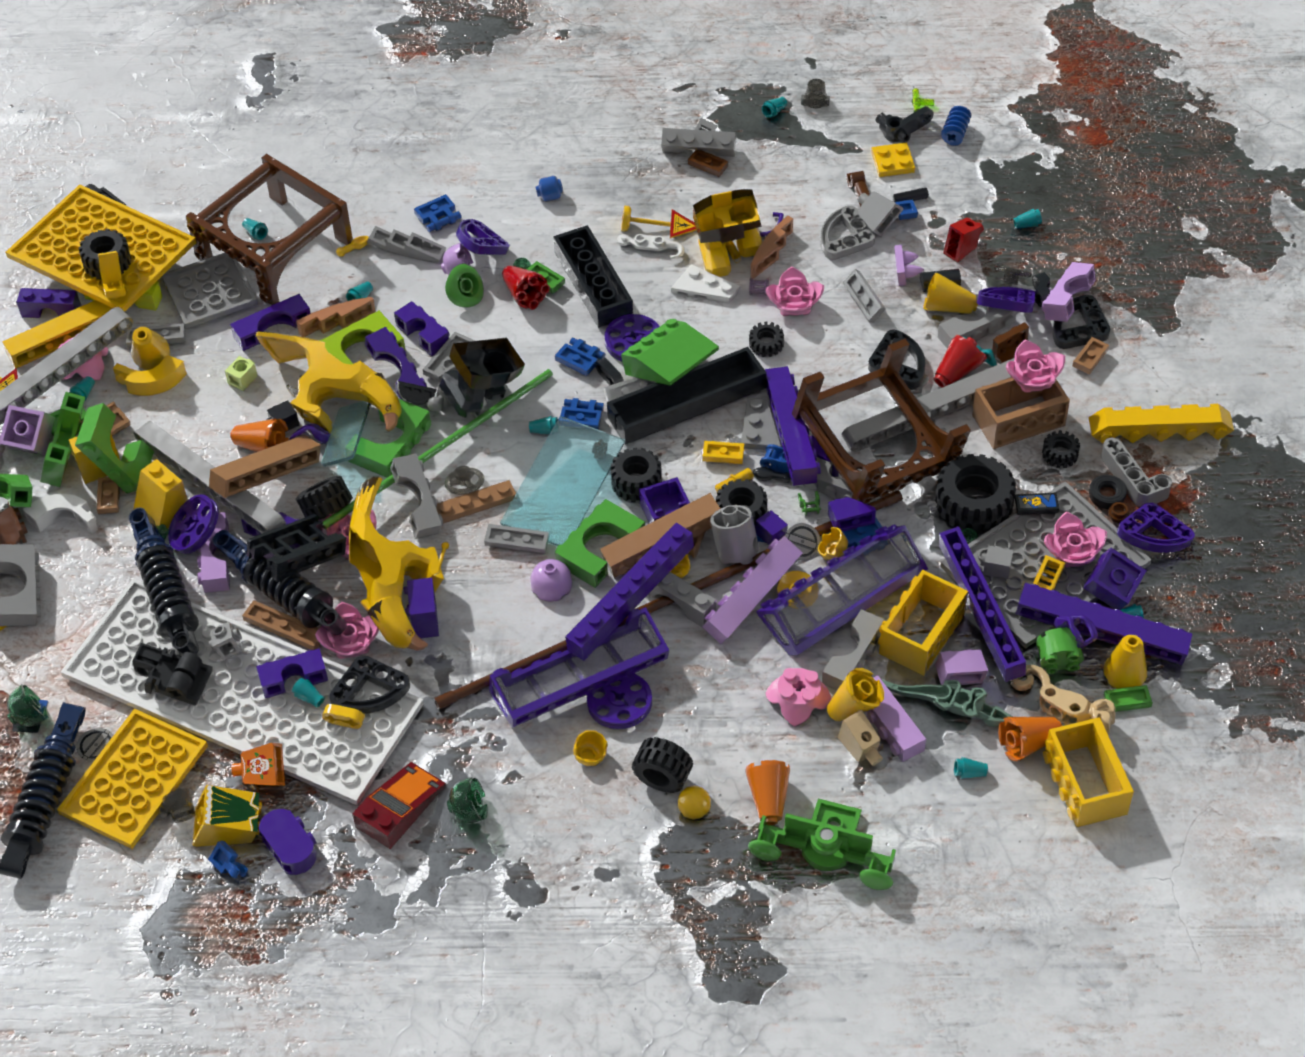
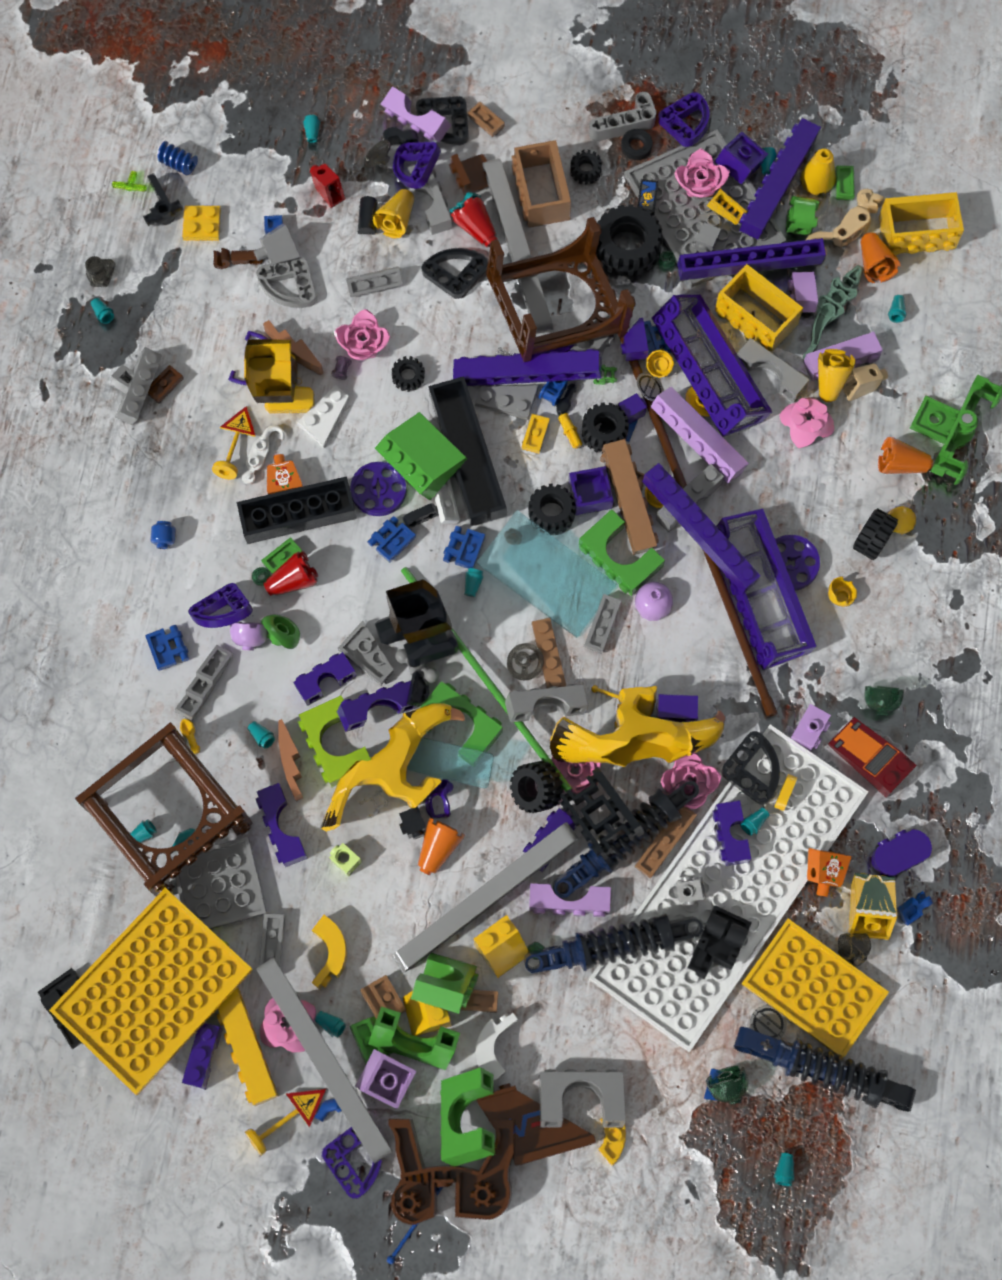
camera: 80 degrees left, 20 degrees up
(103, 242) = (165, 970): black tyre -> none
(111, 275) = (221, 974): yellow bracket -> none
(148, 348) = (294, 950): yellow cone -> none
(193, 524) = (535, 907): dark purple wedge -> none
(264, 466) = (491, 839): medium nougat brick -> none
(424, 738) = (810, 727): none -> lavender brick
(628, 262) = (282, 475): none -> orange torso
(734, 534) = (646, 435): light grey cylinder -> none
(905, 271) = (338, 242): lavender tile -> none
(917, 194) = (254, 218): black axle -> none
(1034, 369) = (525, 143): bright pink brick -> none
(1071, 622) = (788, 196): dark purple piece -> none
(1118, 512) = (660, 141): reddish brown plate -> none
(1161, 422) = (578, 85): yellow brick -> none

